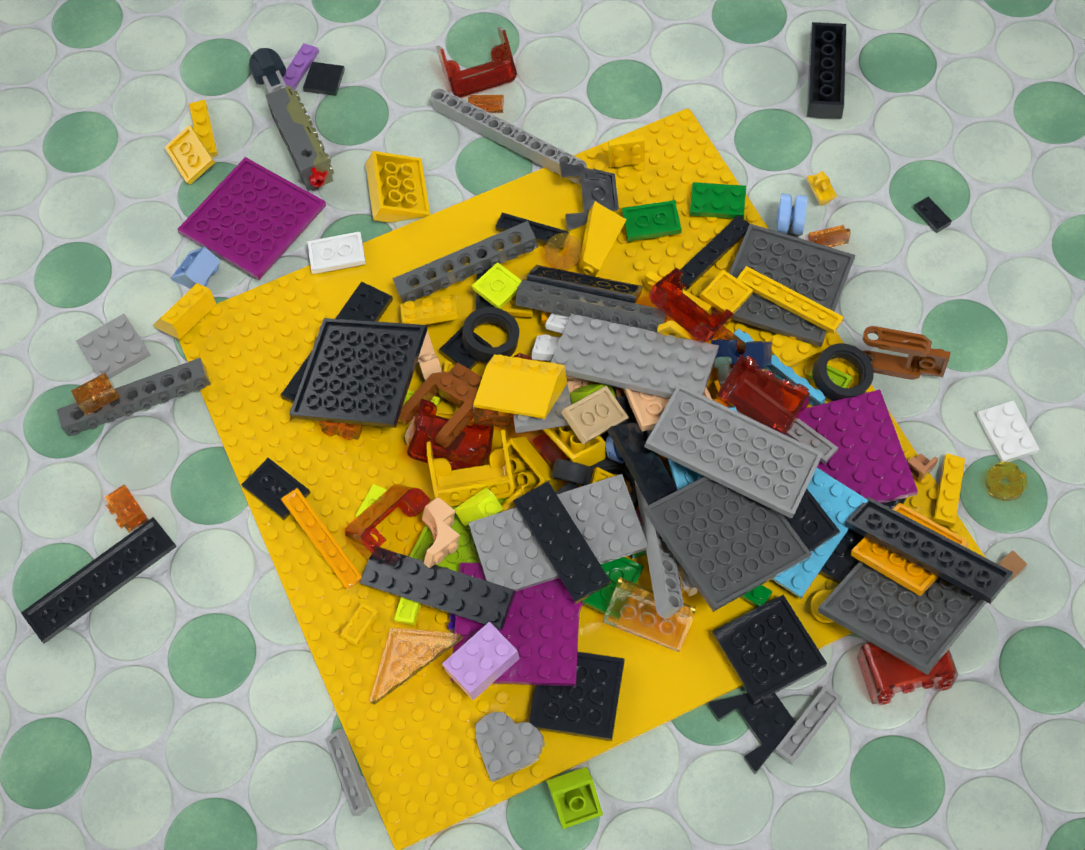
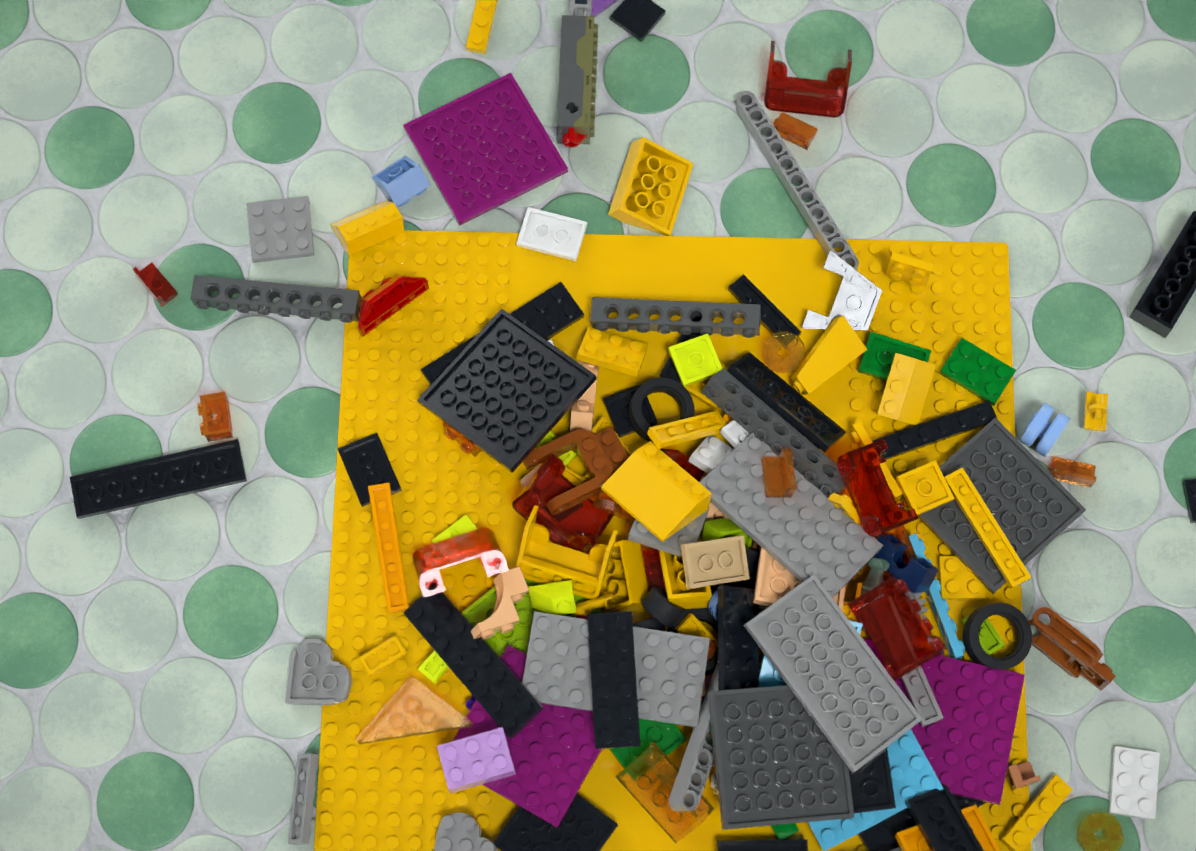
camera: 20 degrees right, 10 degrees up
(27, 433) = (156, 284): none -> clear red panel
(95, 393) = (237, 280): clear orange brick -> none
(189, 154) = (454, 42): yellow plate -> none
(229, 354) = (389, 299): none -> red wedge
(311, 667) = (316, 677): none -> light grey plate
(518, 335) = (686, 429): none -> yellow plate
(610, 329) = (779, 475): none -> clear orange panel
(671, 233) = (906, 389): none -> yellow slope

